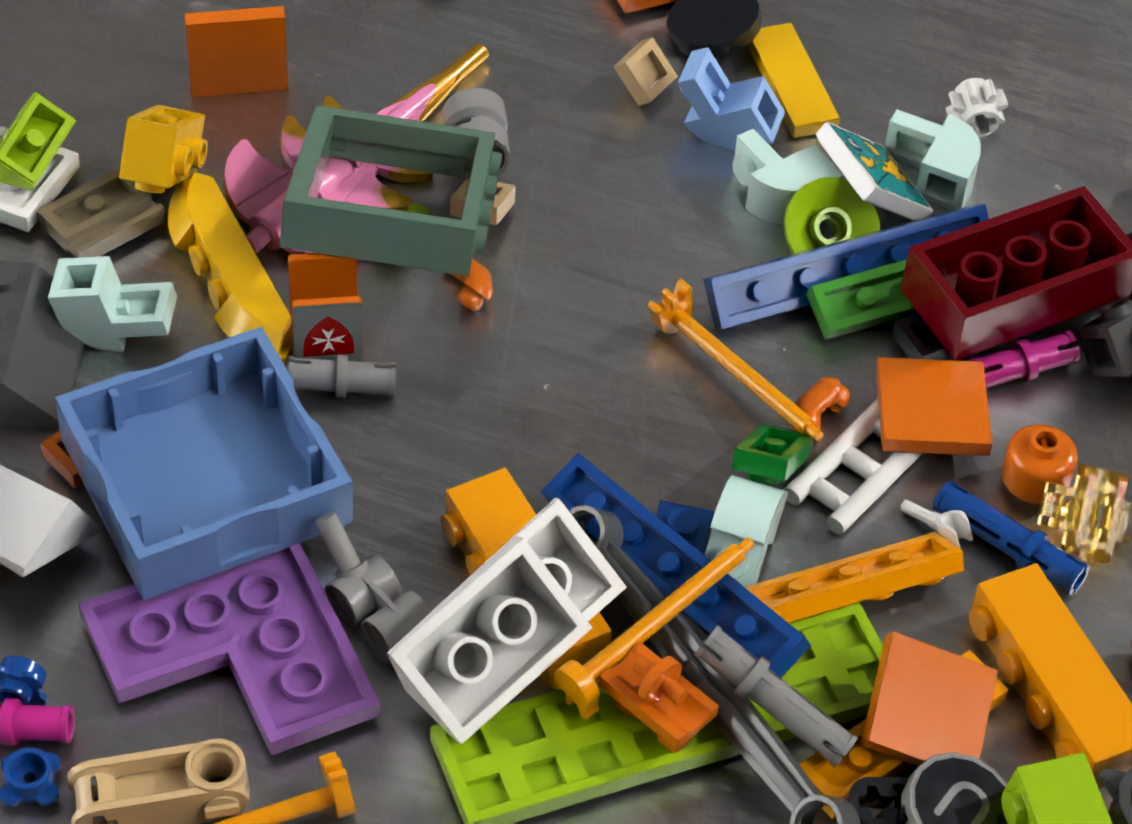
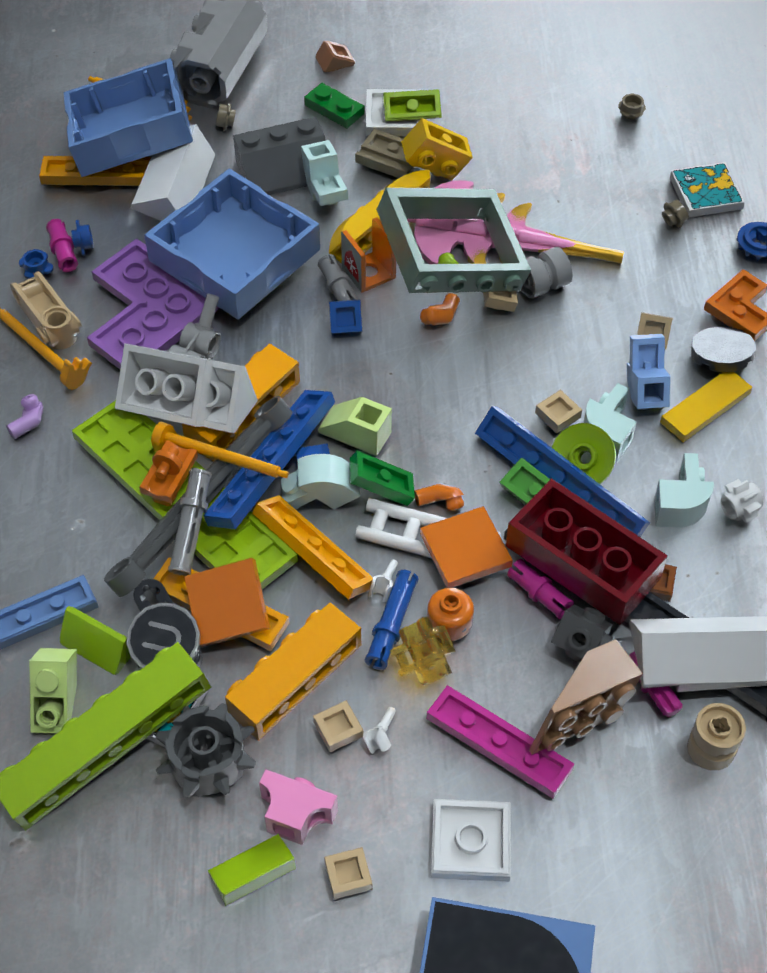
camera: 70 degrees right, 5 degrees up
(237, 51) = (528, 152): orange tile -> none
(421, 389) = (345, 316): none -> blue plate
(656, 441) = (359, 424): none -> yellowish green slope
(675, 314) = (469, 407): light orange piece -> none
(733, 224) = (558, 411): none -> tan plate
(873, 172) = (638, 461): tile -> none

